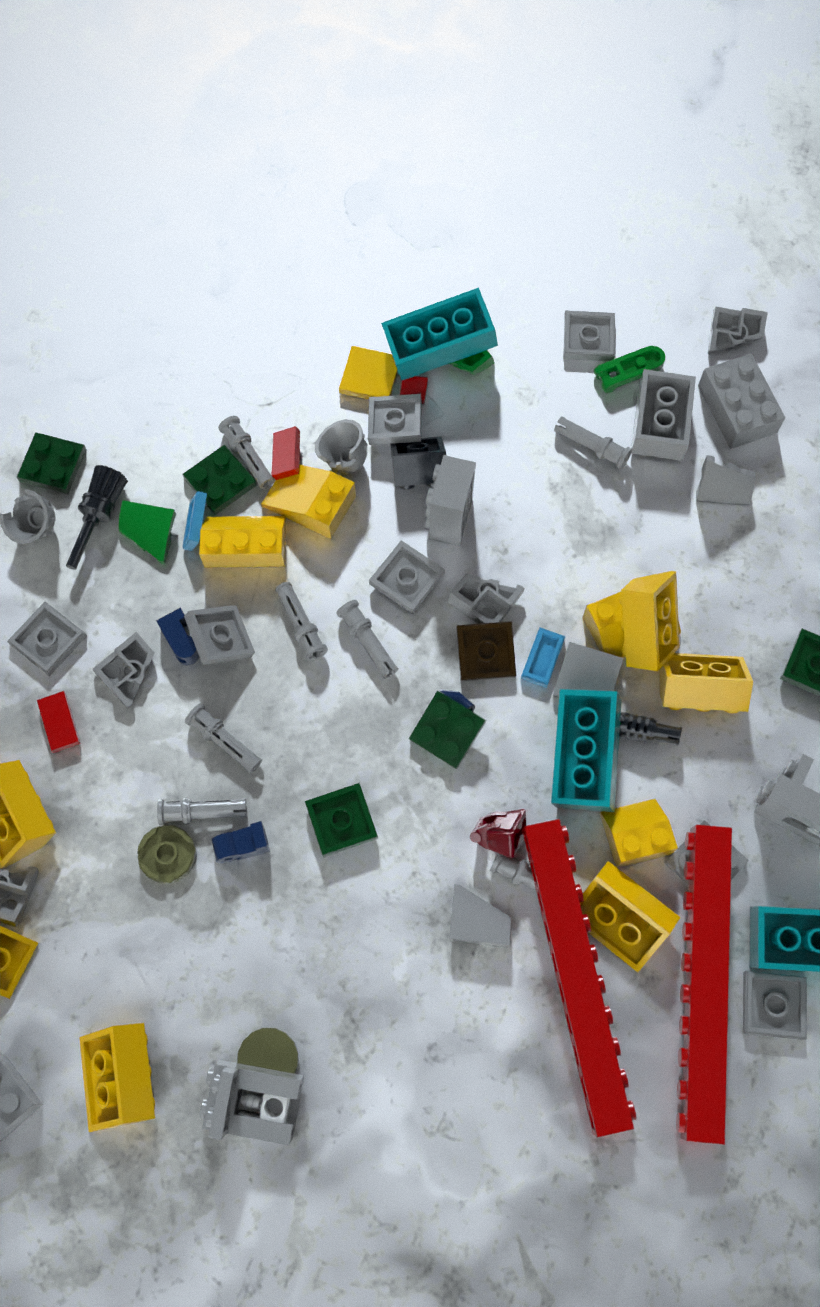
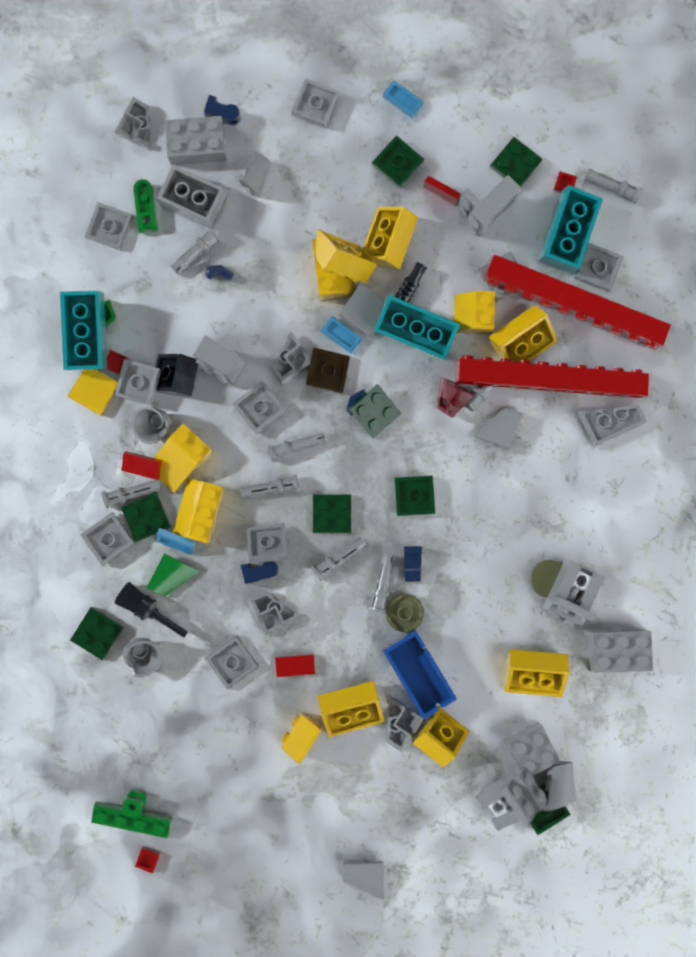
camera: 75 degrees left, 15 degrees up
(76, 895) = (419, 674): none -> blue piece
(178, 440) = (107, 539): none -> light grey plate
(178, 1206) = (620, 651): none -> light grey brick
(285, 713) = (331, 513): none -> dark green plate
(537, 1091) = (608, 423): none -> light grey wing
(578, 478) = (215, 270): none -> dark blue arm
(793, 430) = (229, 113): none -> dark blue leg
(800, 732) = (442, 190): none -> red tile

